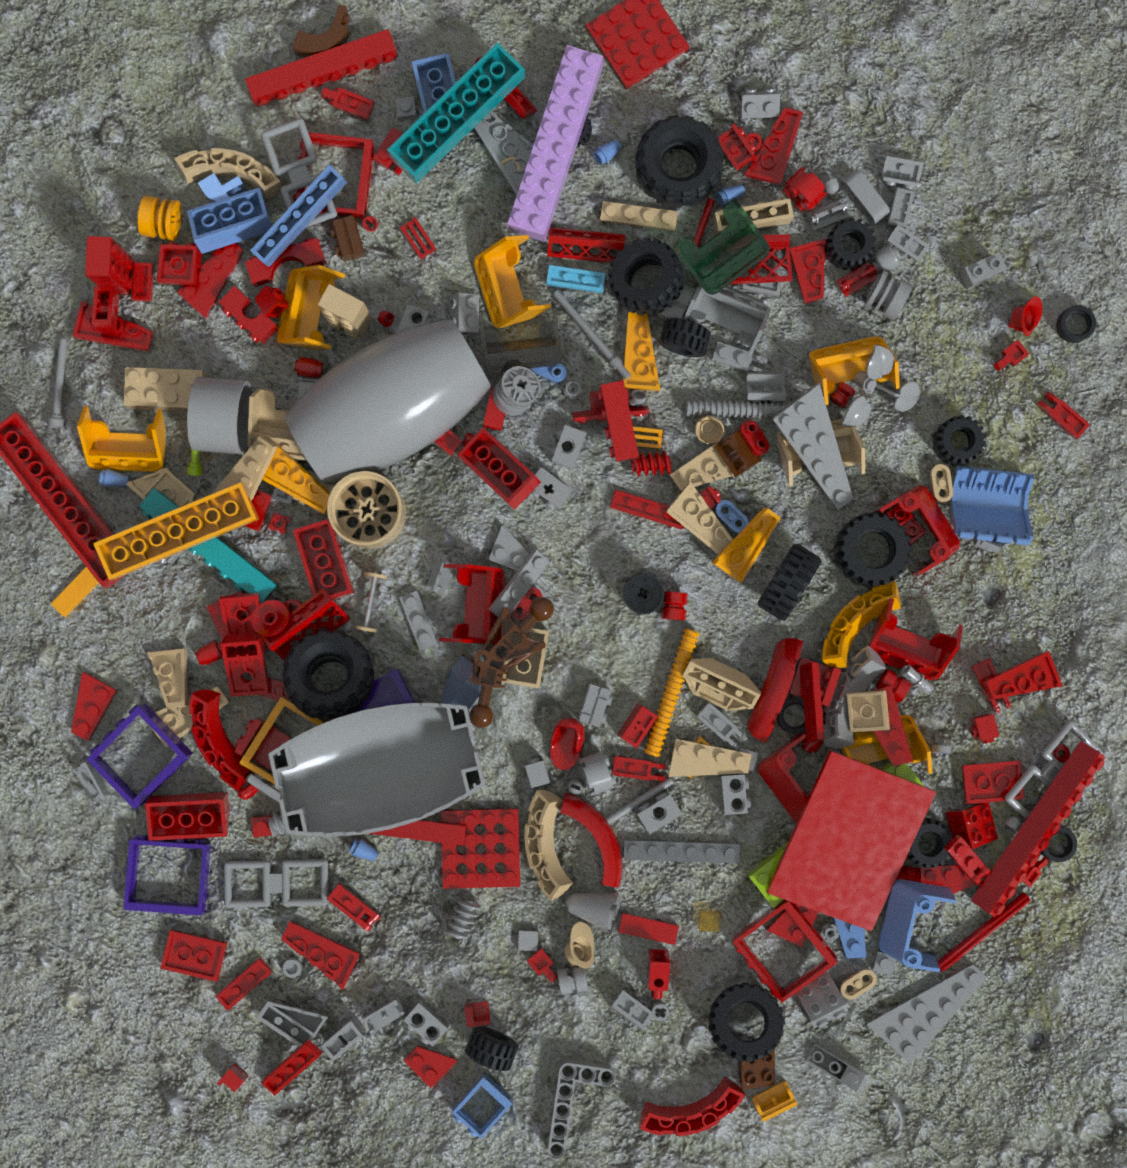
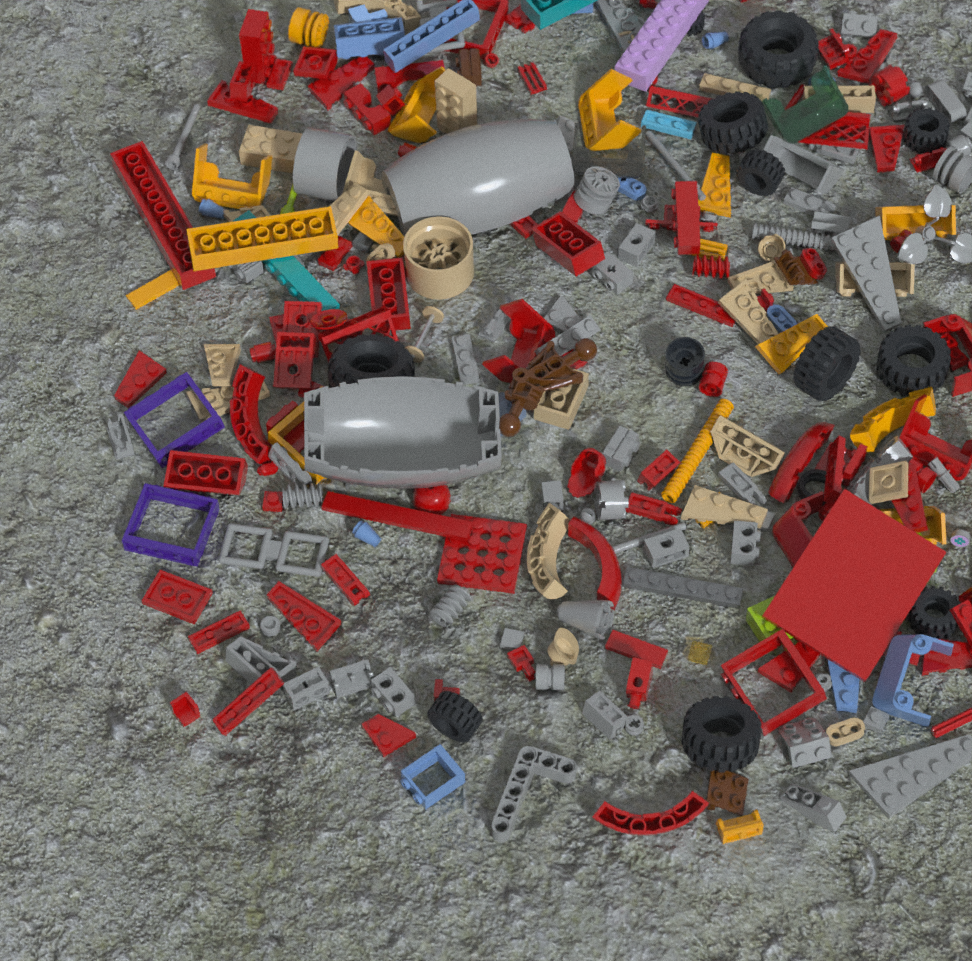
camera: 20 degrees right, 30 degrees down
(306, 515) = (382, 252): none -> tan plate

